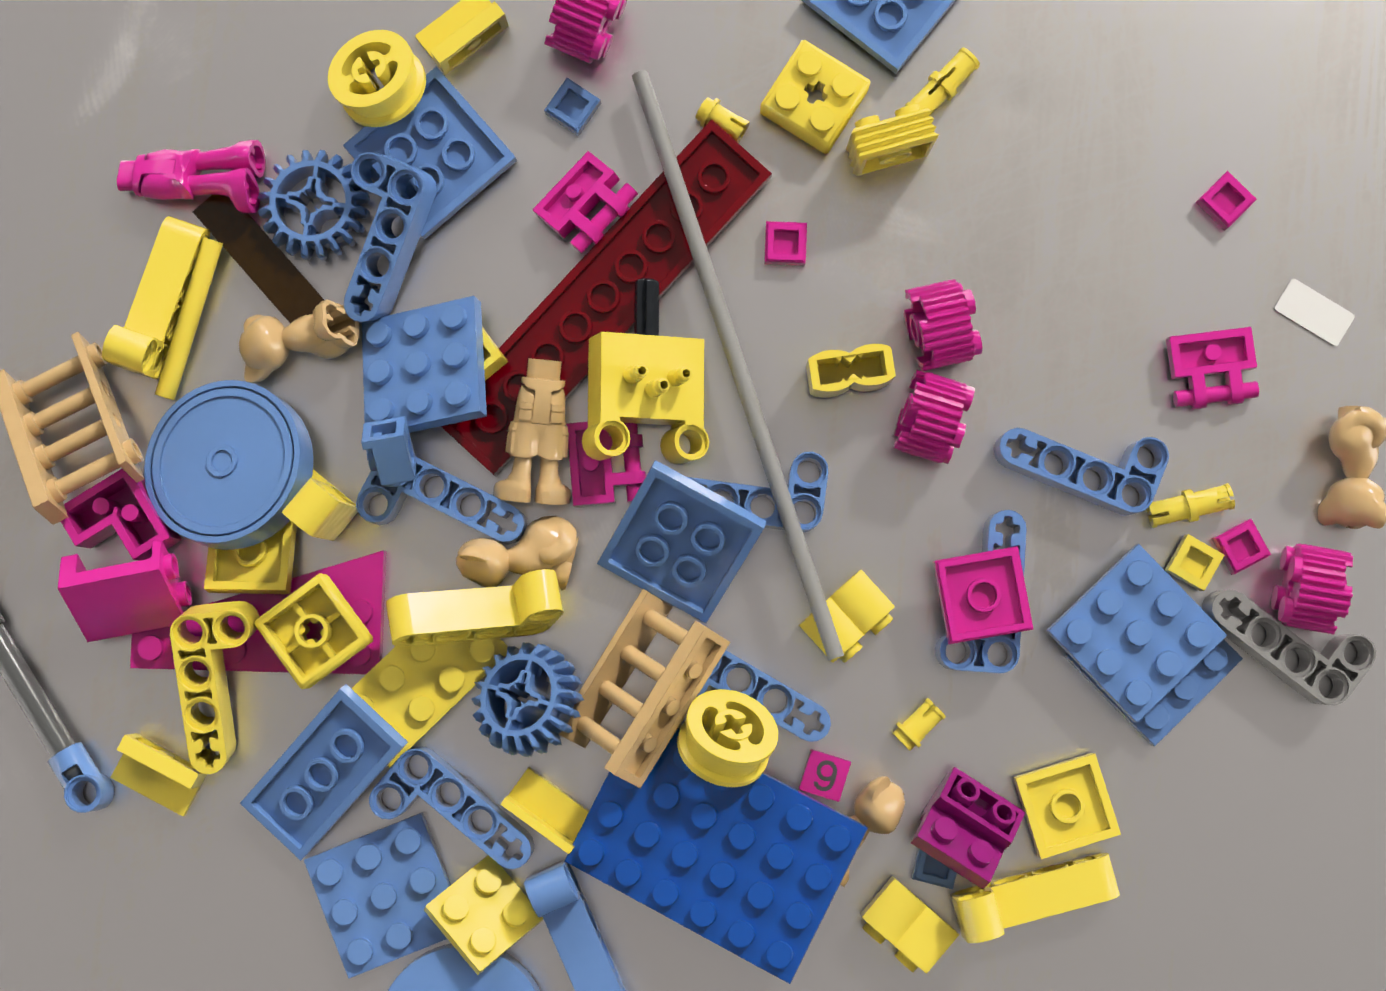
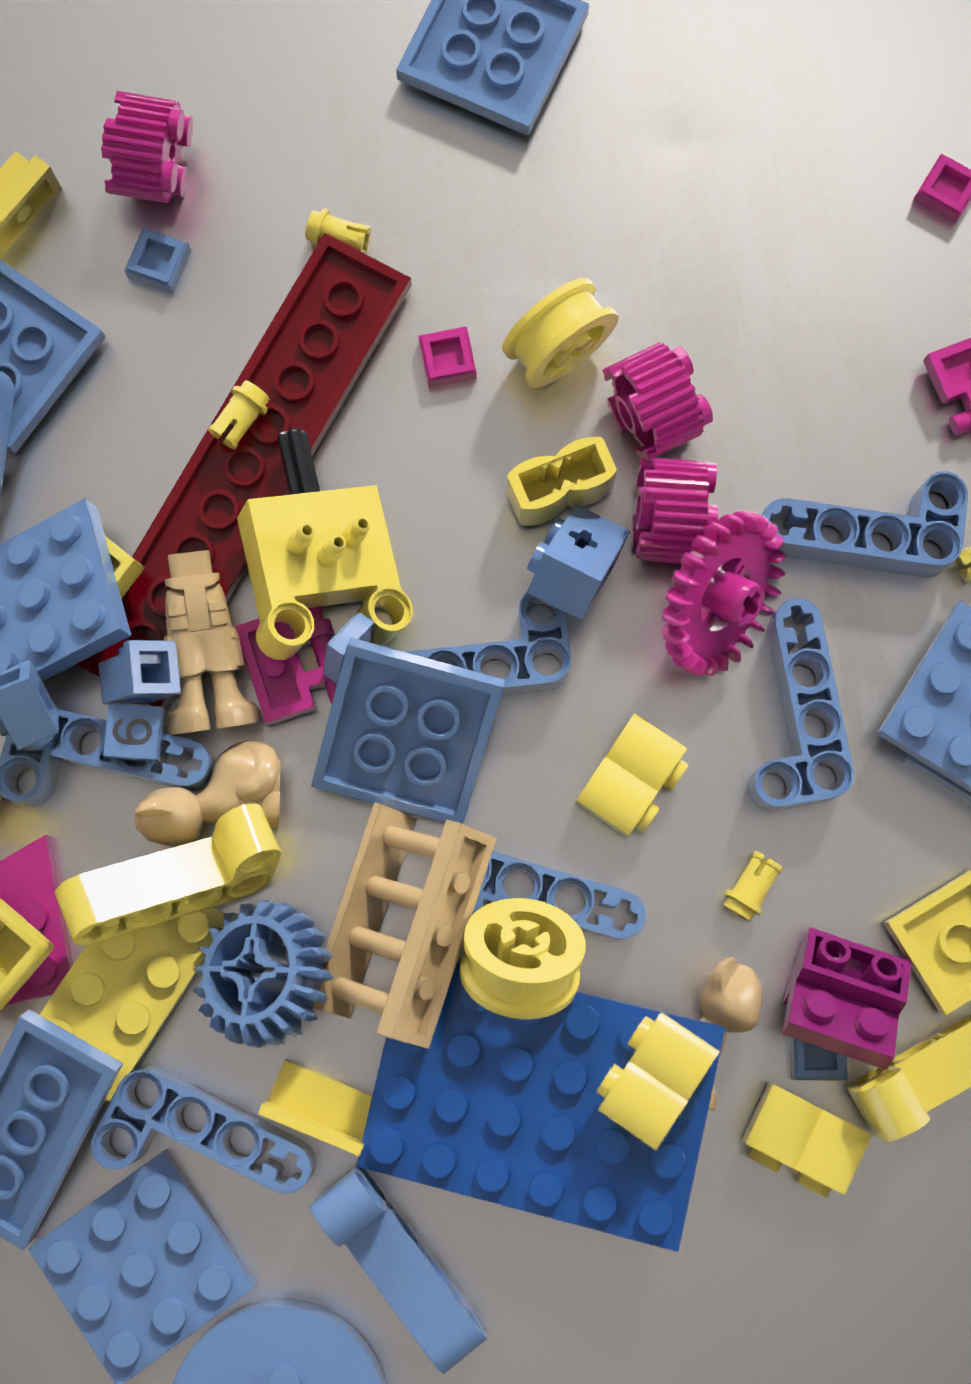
camera: 15 degrees left, 5 degrees down
(471, 490) = (133, 732): none -> medium blue tile
(483, 914) = (269, 1261): light yellow plate -> none
(487, 446) = (140, 673): none -> medium blue brick
(577, 195) = (186, 355): dark pink plate -> none
(611, 253) = (241, 411): none -> light yellow pin
(661, 452) = (357, 627): none -> medium blue tile
(738, 366) = (431, 516): light grey piece -> none
(805, 854) = (657, 1078): none -> light yellow brick
(810, 71) = (455, 205): light yellow brick -> none
(824, 775) = (653, 978): dark pink tile -> none
(846, 439) = (575, 560): none -> medium blue brick
(879, 251) = (559, 332): none -> light yellow wheel
(891, 141) = (542, 203): light yellow brick -> none
(943, 84) = (585, 134): light yellow pin -> none
(953, 492) = (717, 604): none -> dark pink gear
(983, 595) = (790, 706): dark pink tile -> none

